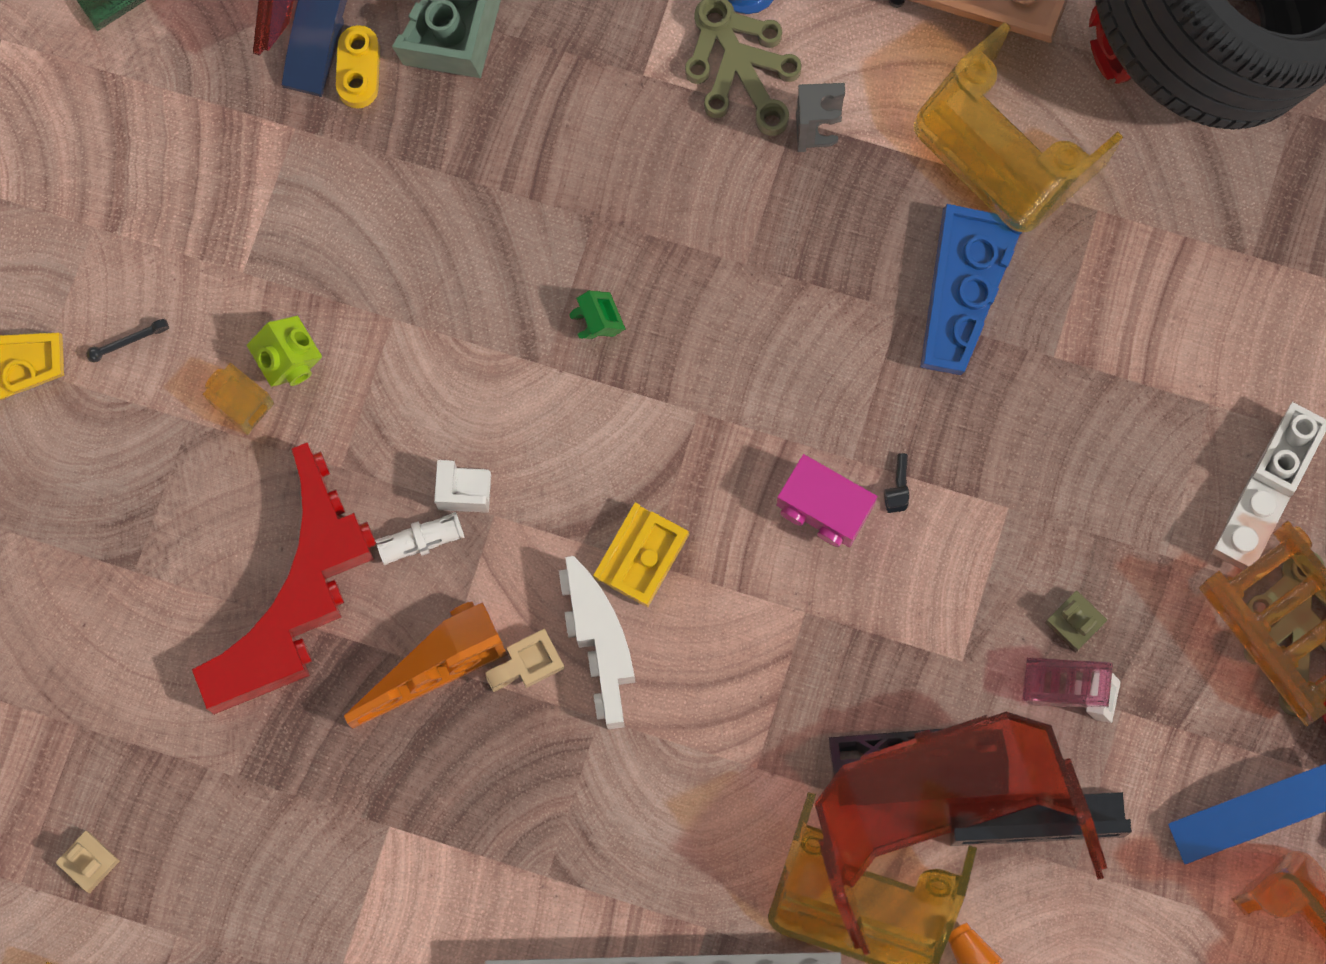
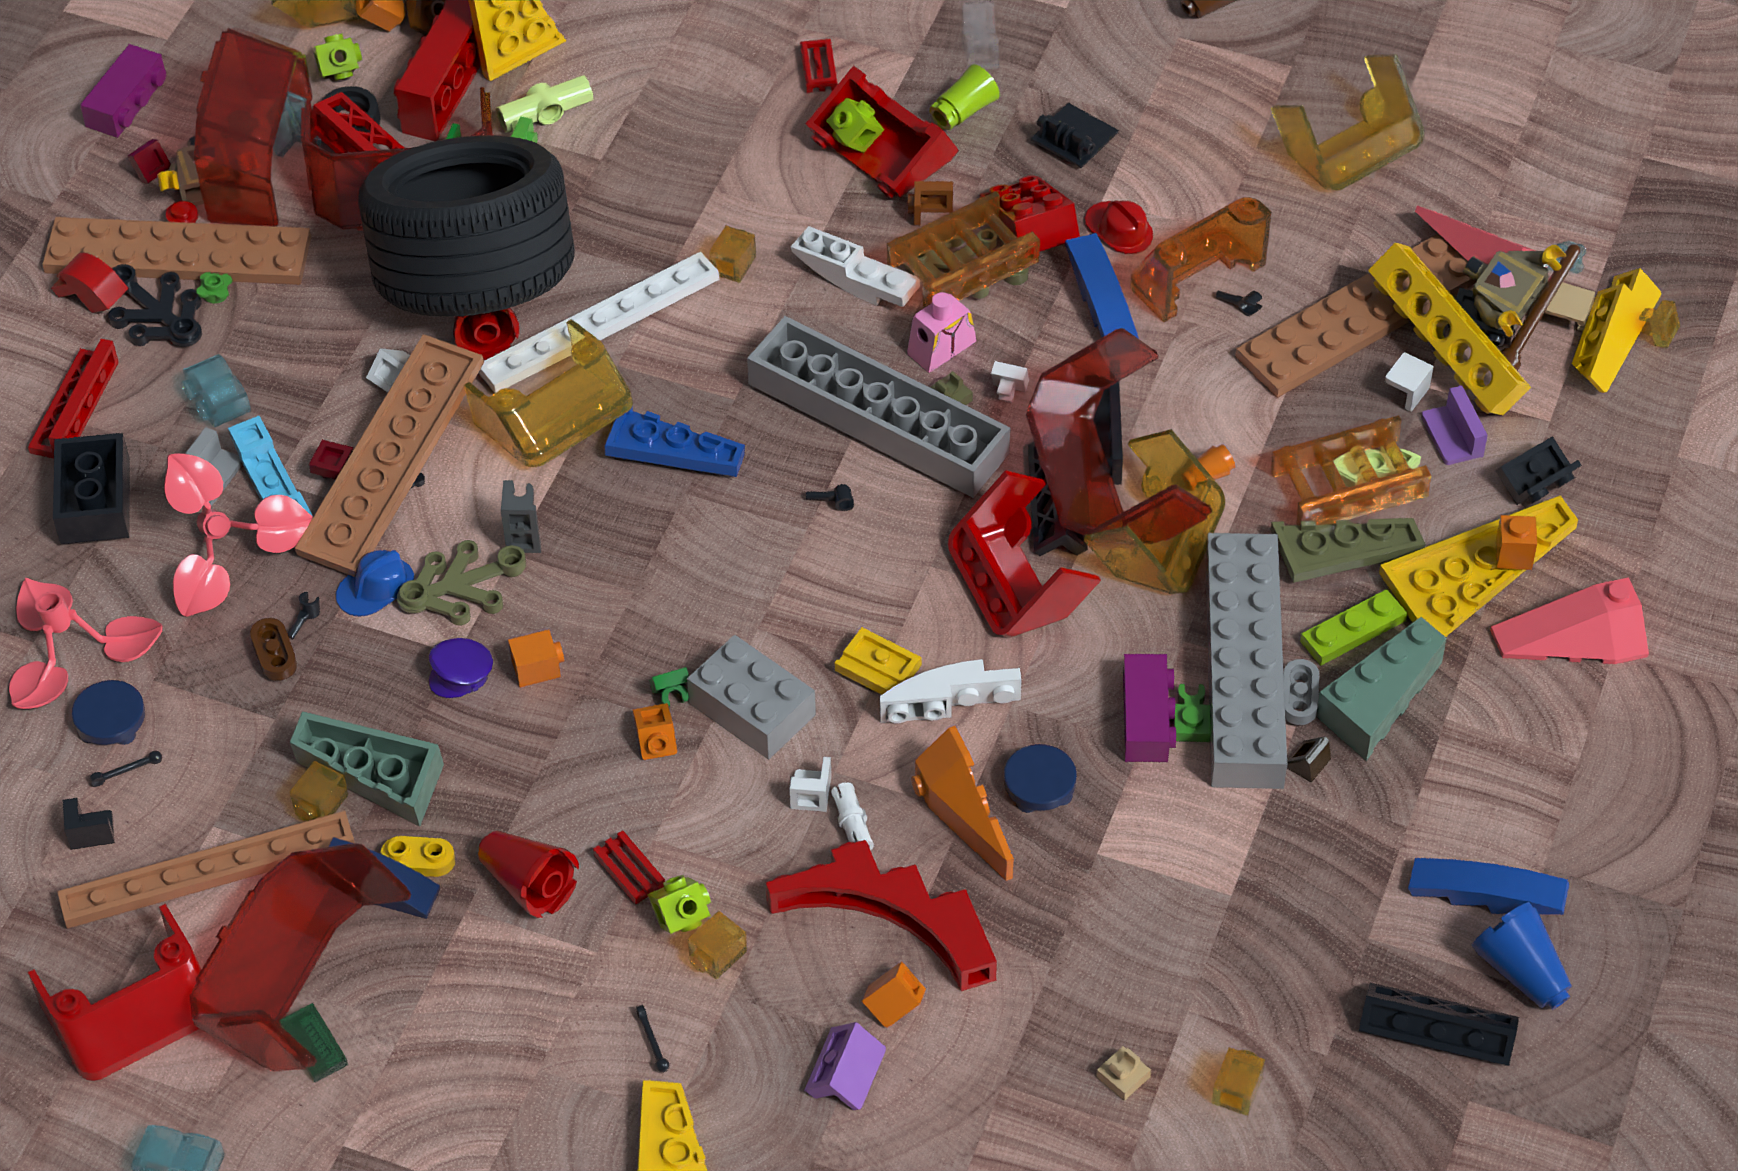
camera: 90 degrees left, 25 degrees down
(88, 551) = (846, 1065): none -> medium lavender panel
(179, 598) = (893, 995): none -> orange panel
(325, 181) = (530, 871): none -> red cone
(335, 285) = (613, 846): none -> red tile
(482, 754) = (1040, 778): none -> dark blue tile
(531, 660) = (972, 740): tan plate -> none
(534, 303) = (655, 731): none -> orange bracket
(579, 408) = (751, 696): none -> light grey brick
(581, 937) = (1192, 717): none -> bright green plate
(586, 881) = (1148, 708): none -> magenta brick
(614, 76) = (459, 667): none -> dark purple piece
(627, 159) = (535, 658): none -> orange brick
(786, 701) = (996, 568): none -> red windscreen
(825, 502) = (844, 534): dark pink brick -> none
(1033, 530) = (879, 406): none -> light grey brick
(1035, 682) = (1008, 363): clear pink slope -> none
(1159, 181) = (599, 320): none -> white plate
(1166, 604) = (940, 332): none -> bright pink torso
(1286, 332) = (733, 253): none -> clear yellow brick

